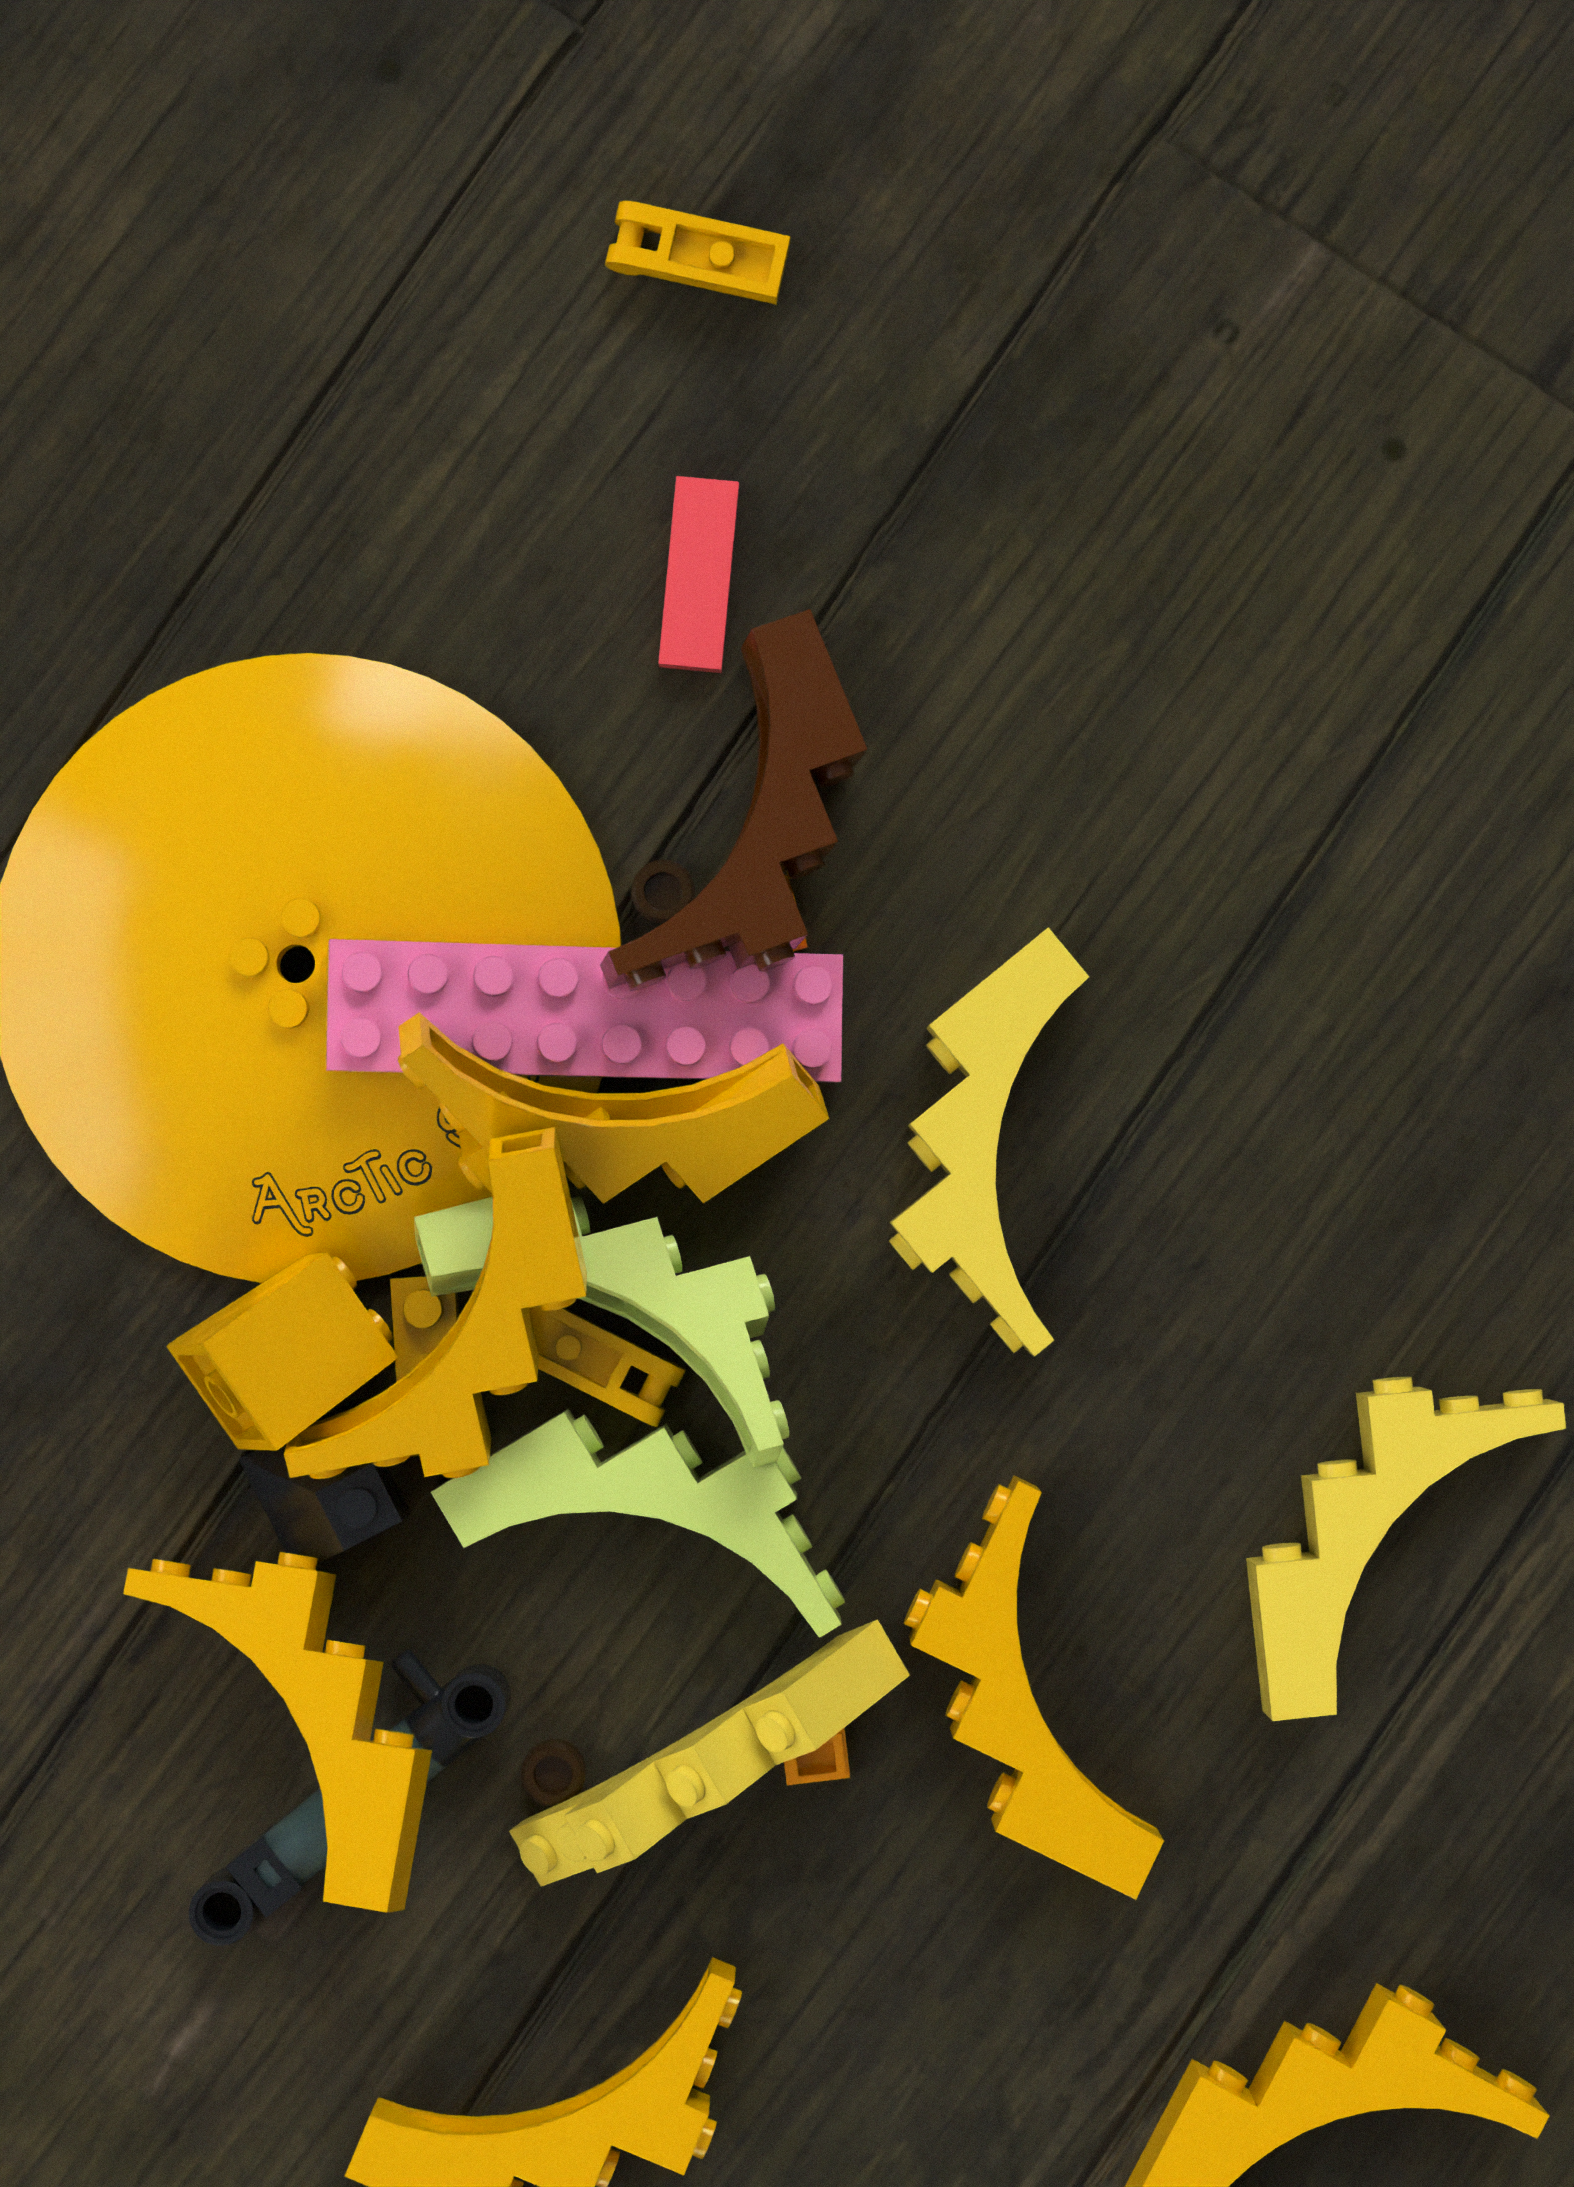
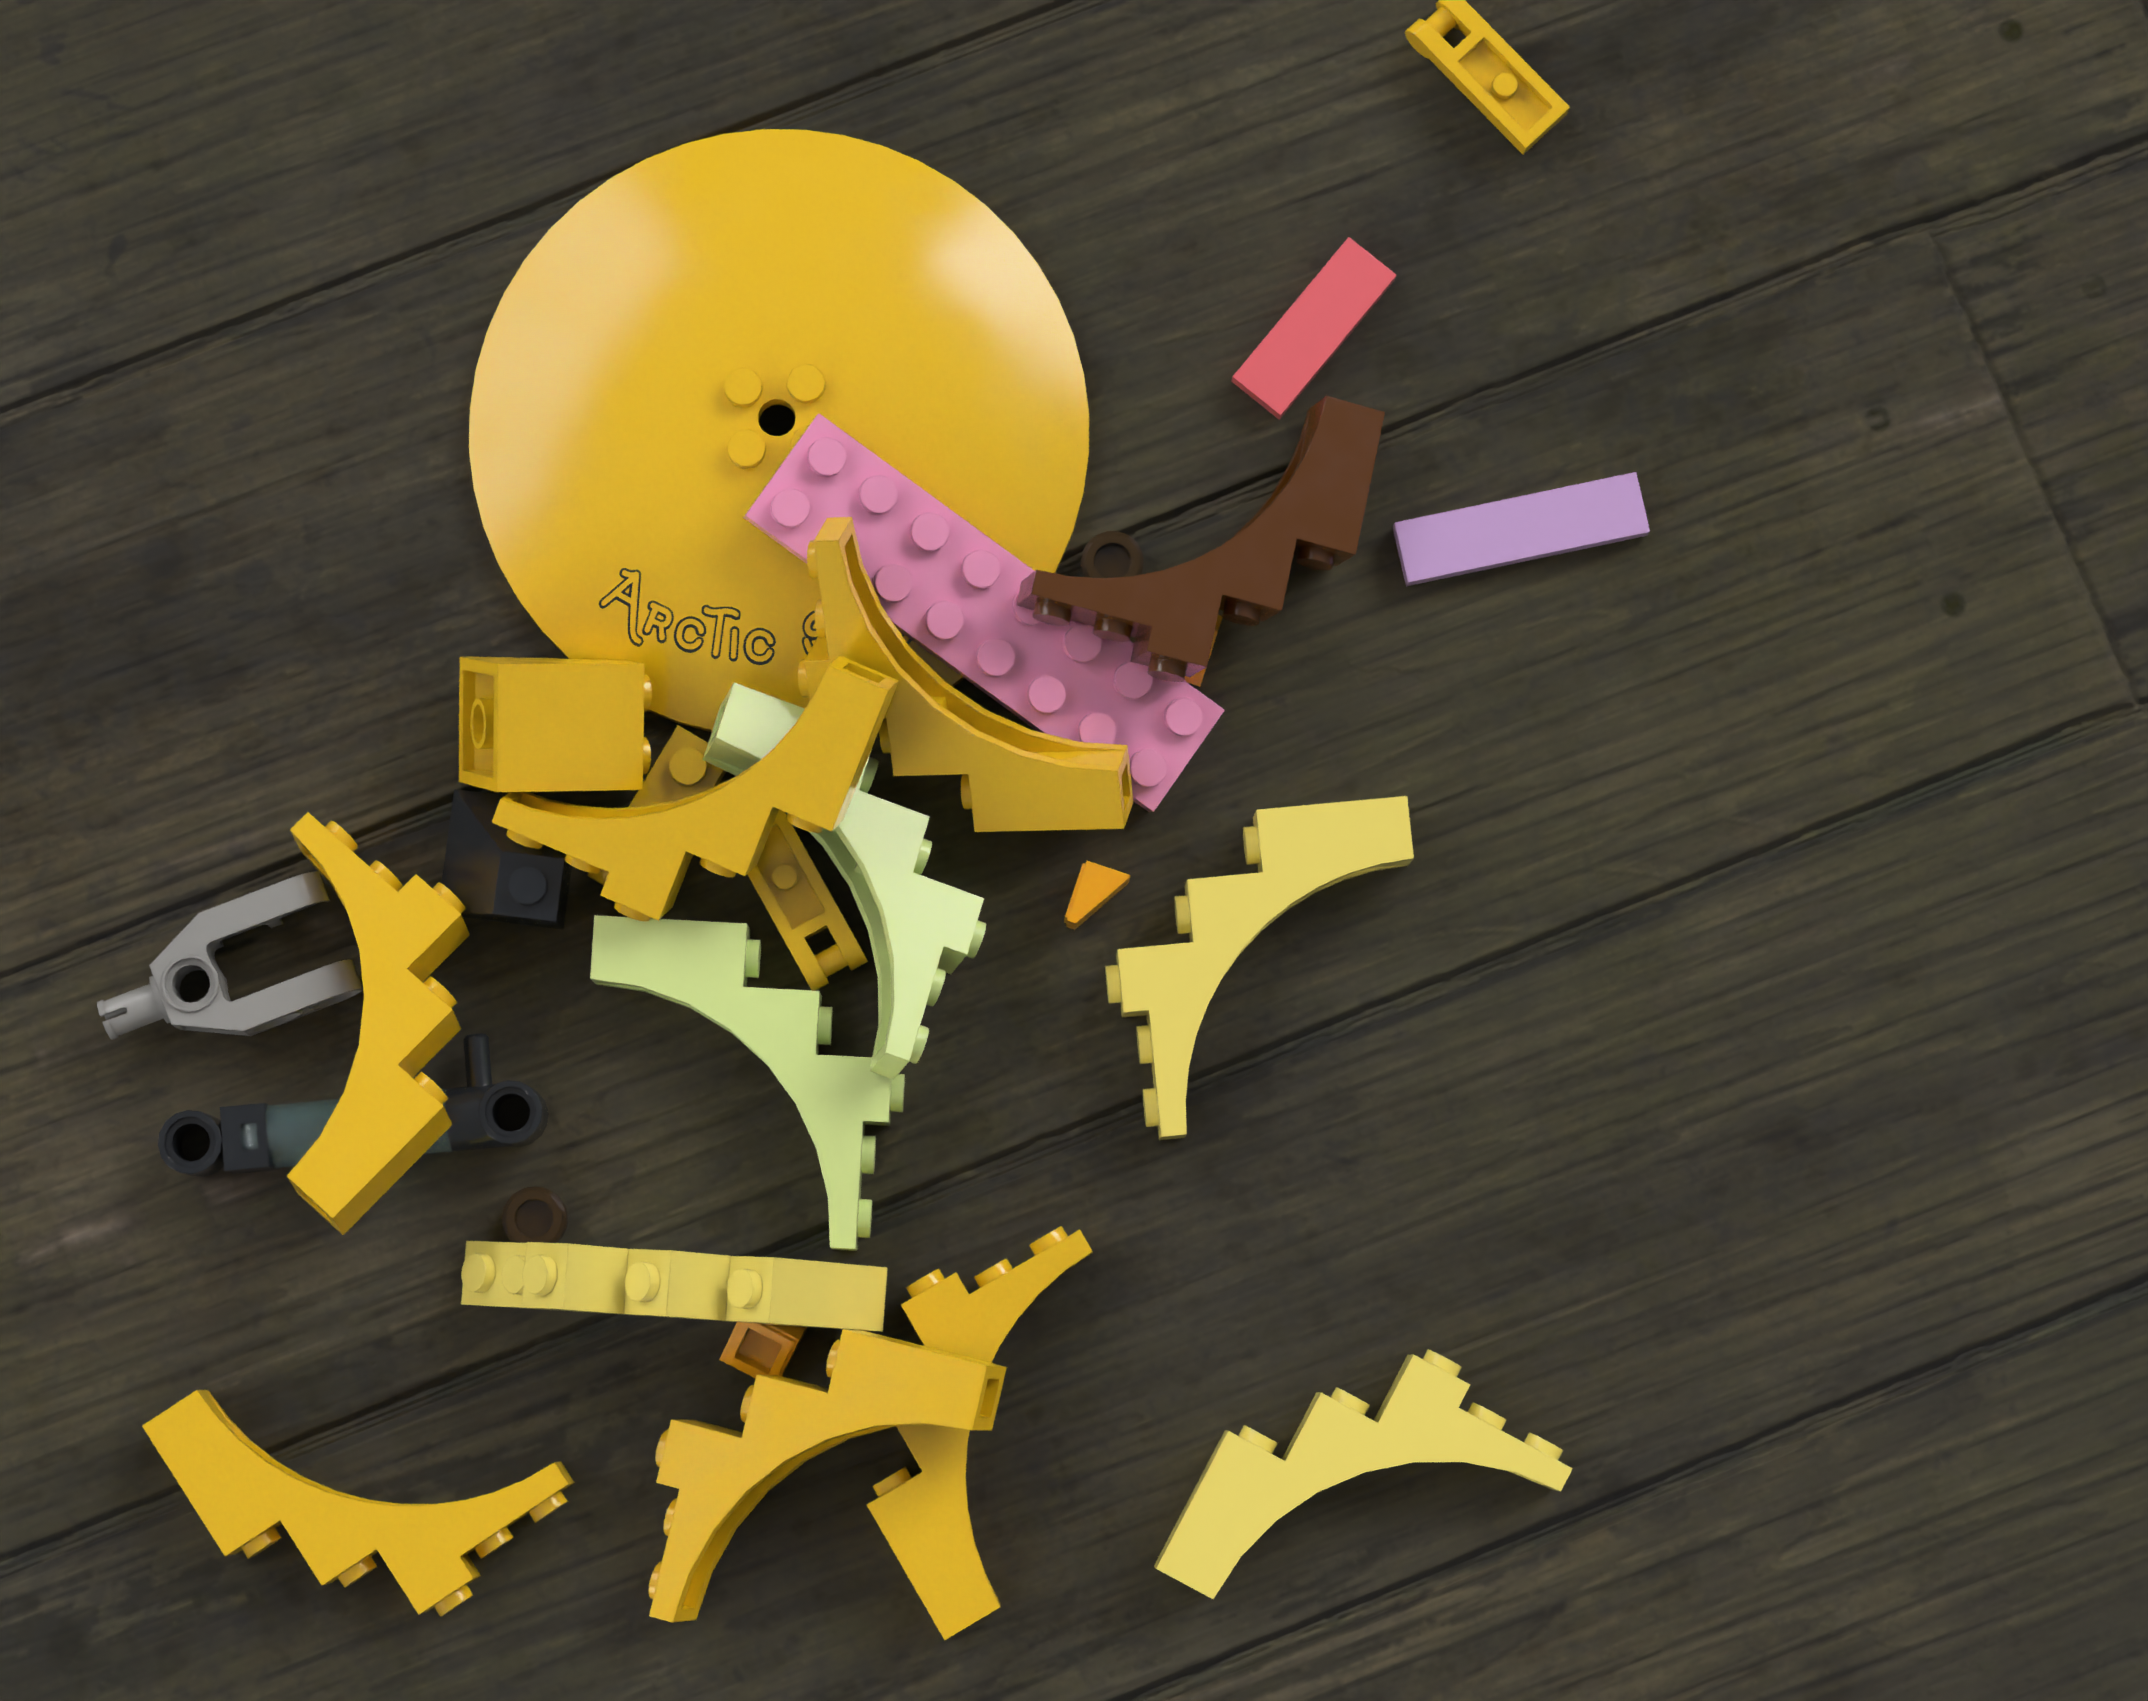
camera: 25 degrees right, 5 degrees down
(115, 1742) = (195, 950): none -> light grey piece
(834, 1186) = (1092, 890): none -> light orange slope
(856, 1879) = (727, 1472): none -> yellow arch
(989, 630) = (1521, 529): none -> lavender tile

